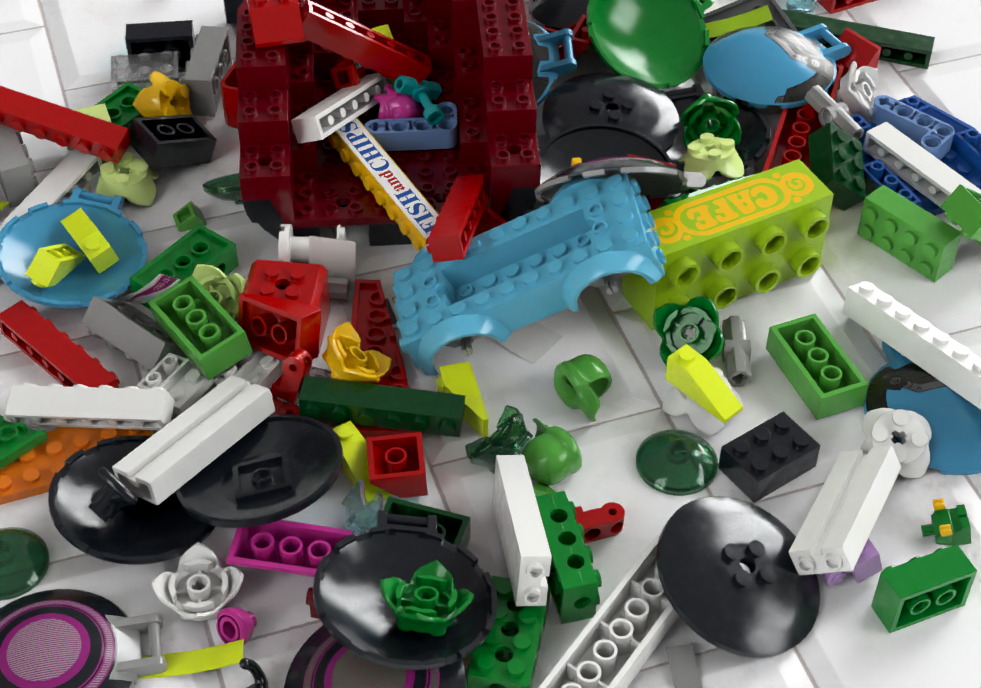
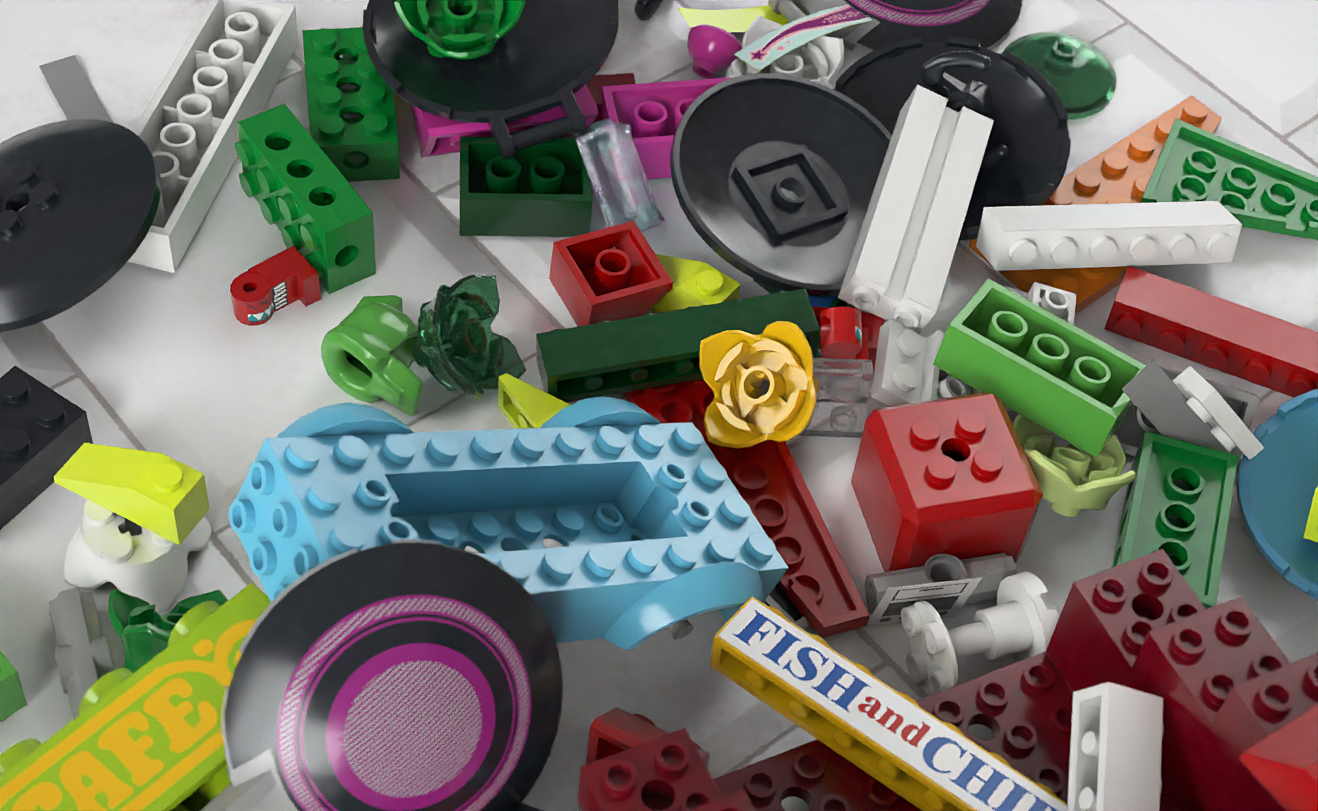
camera: 155 degrees right, 5 degrees up
(128, 286) = (1212, 408): none -> white bracket
(169, 603) = (797, 33): none -> sticker
(279, 325) = (897, 372): red slope -> none
(458, 218) = (701, 616): red brick -> none
(521, 531) = (376, 172): white brick -> none
(676, 462) = (196, 427): clear green dish -> none

